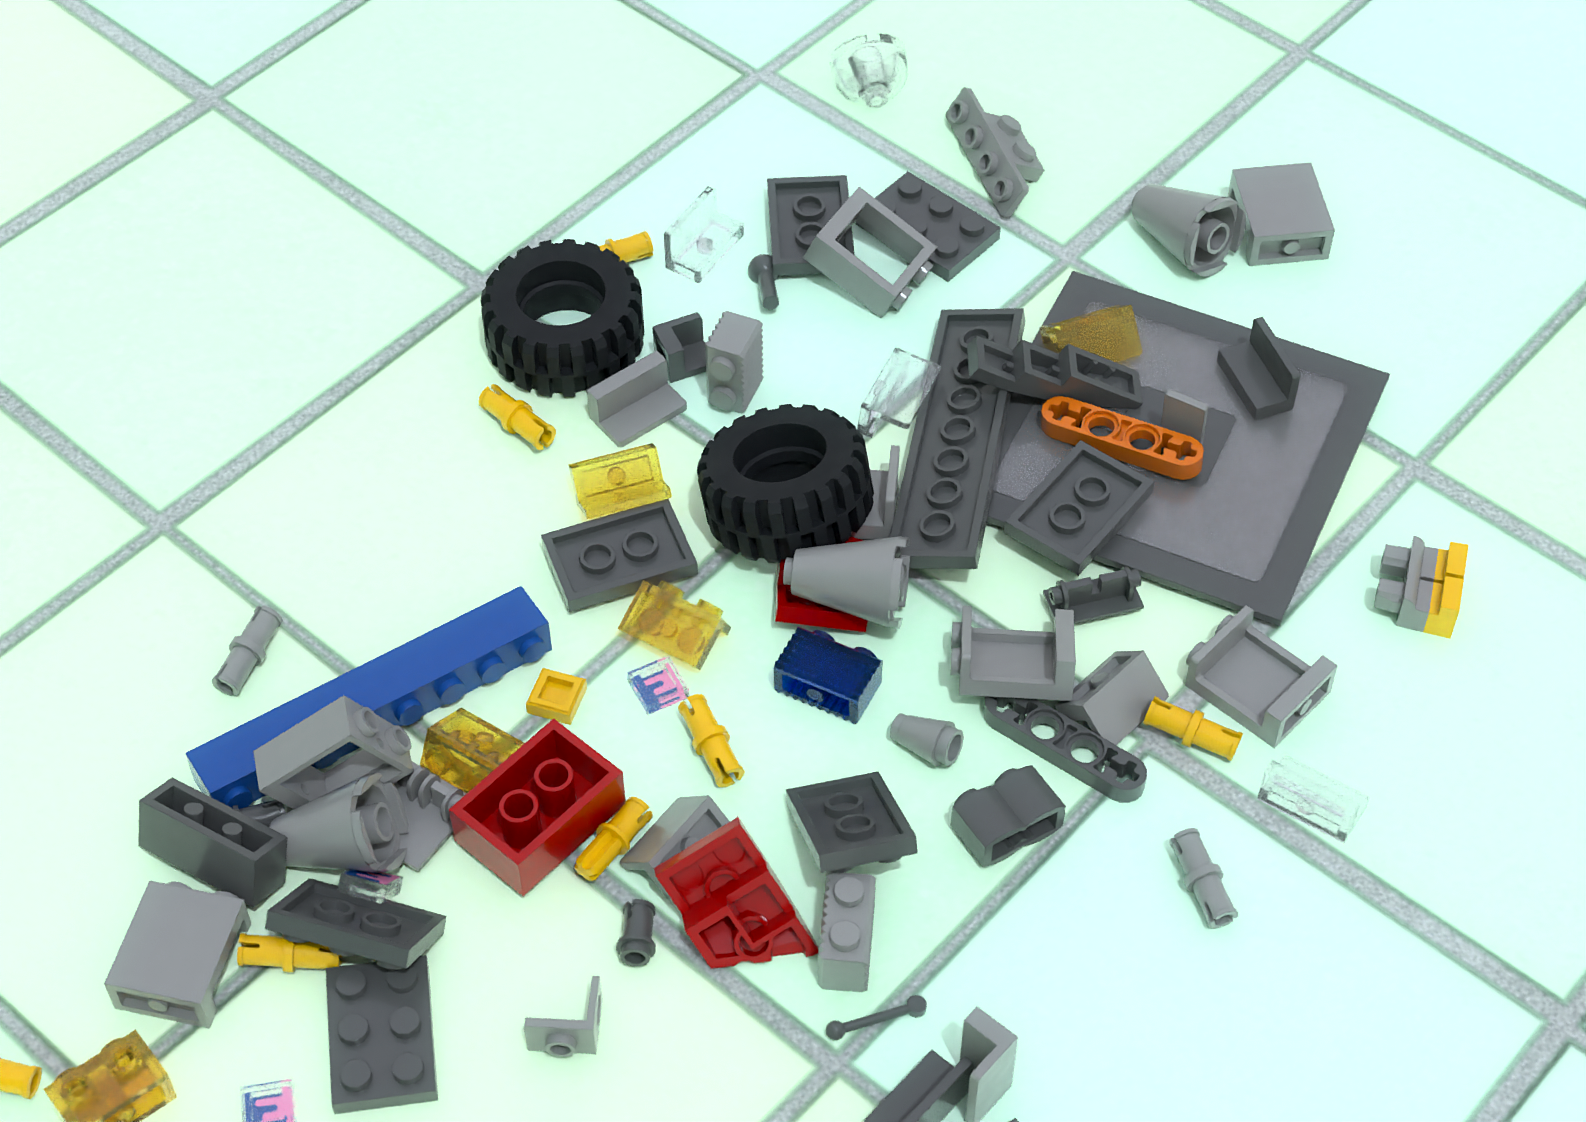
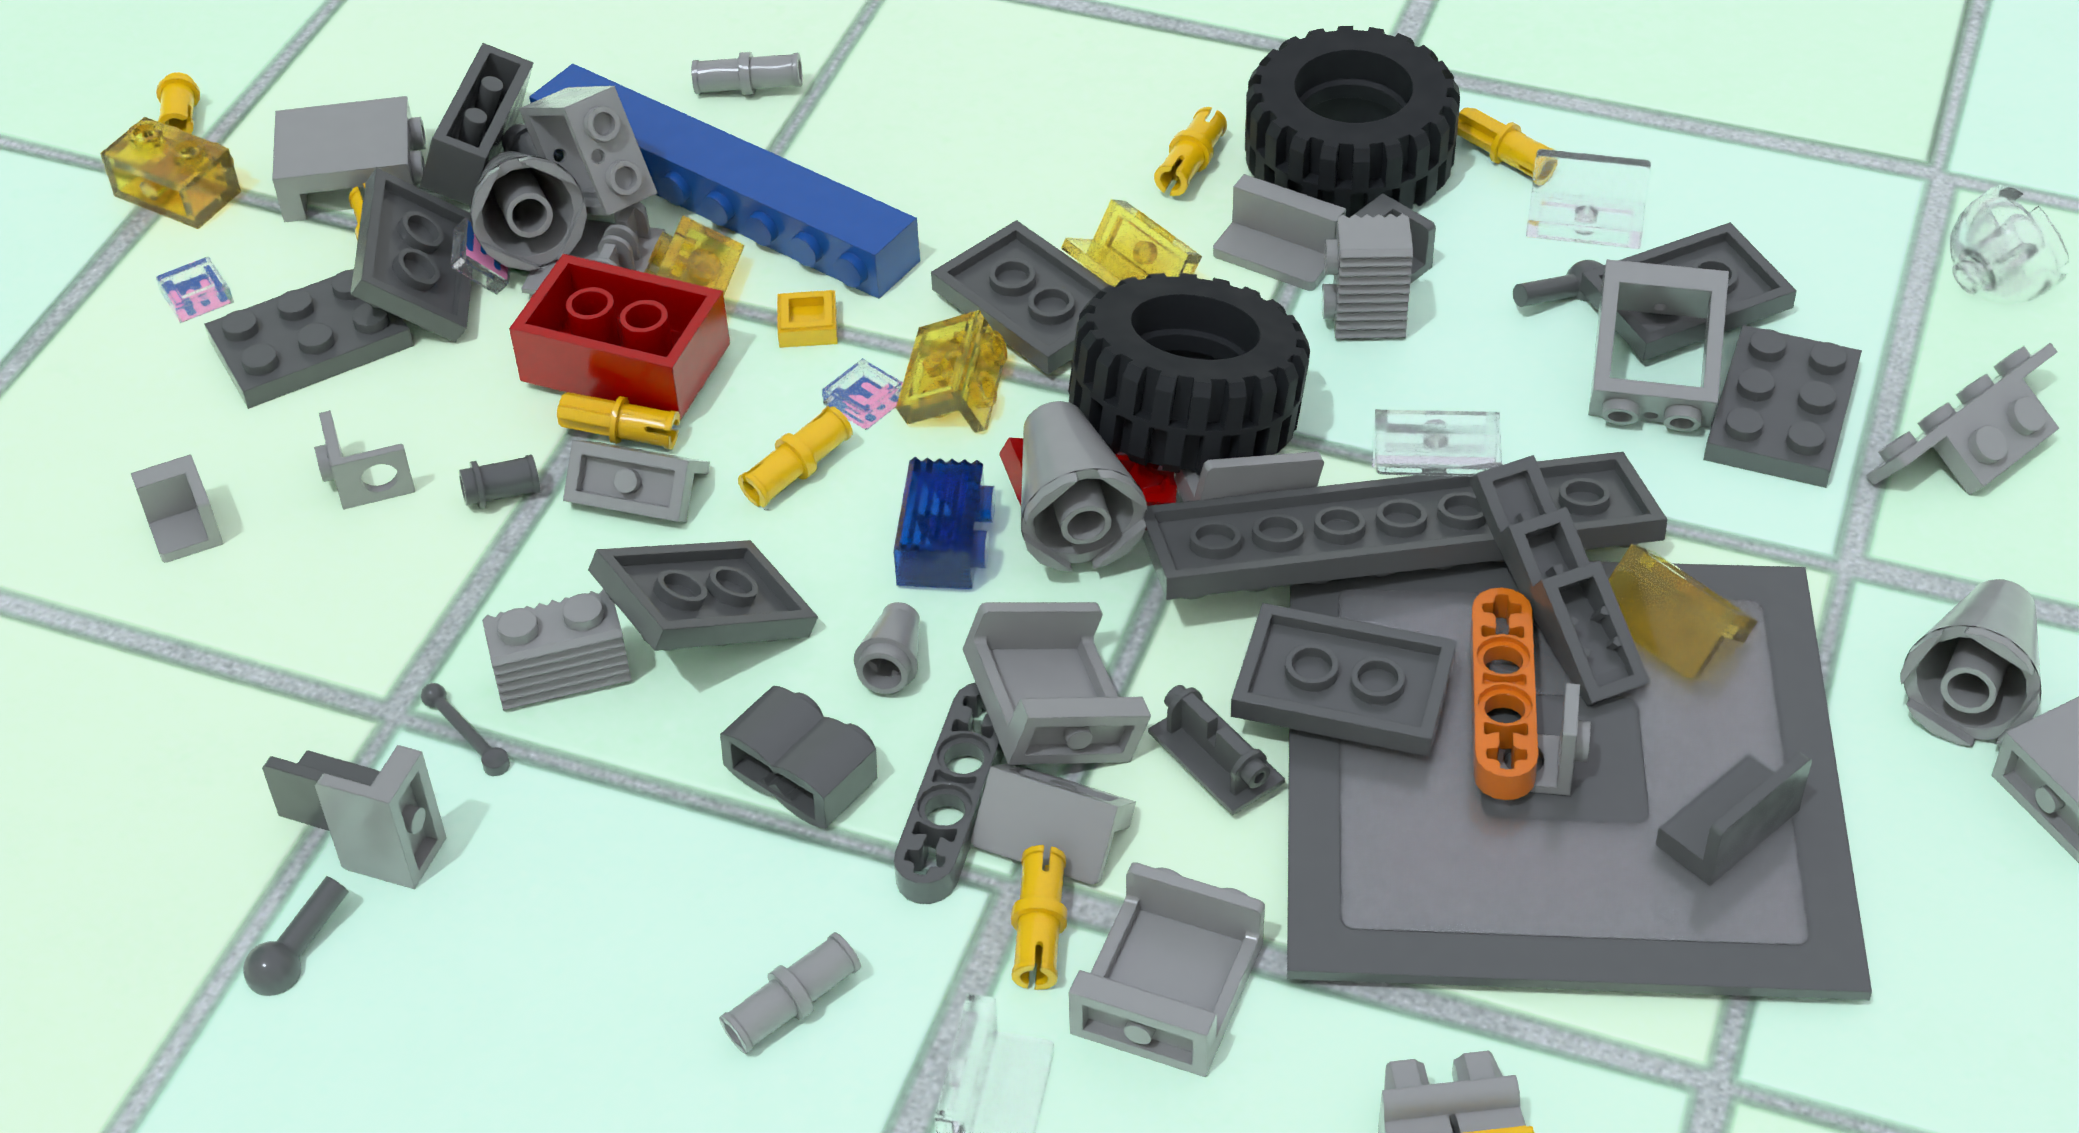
camera: 70 degrees right, 5 degrees down
(733, 900) = (549, 548): red slope -> none

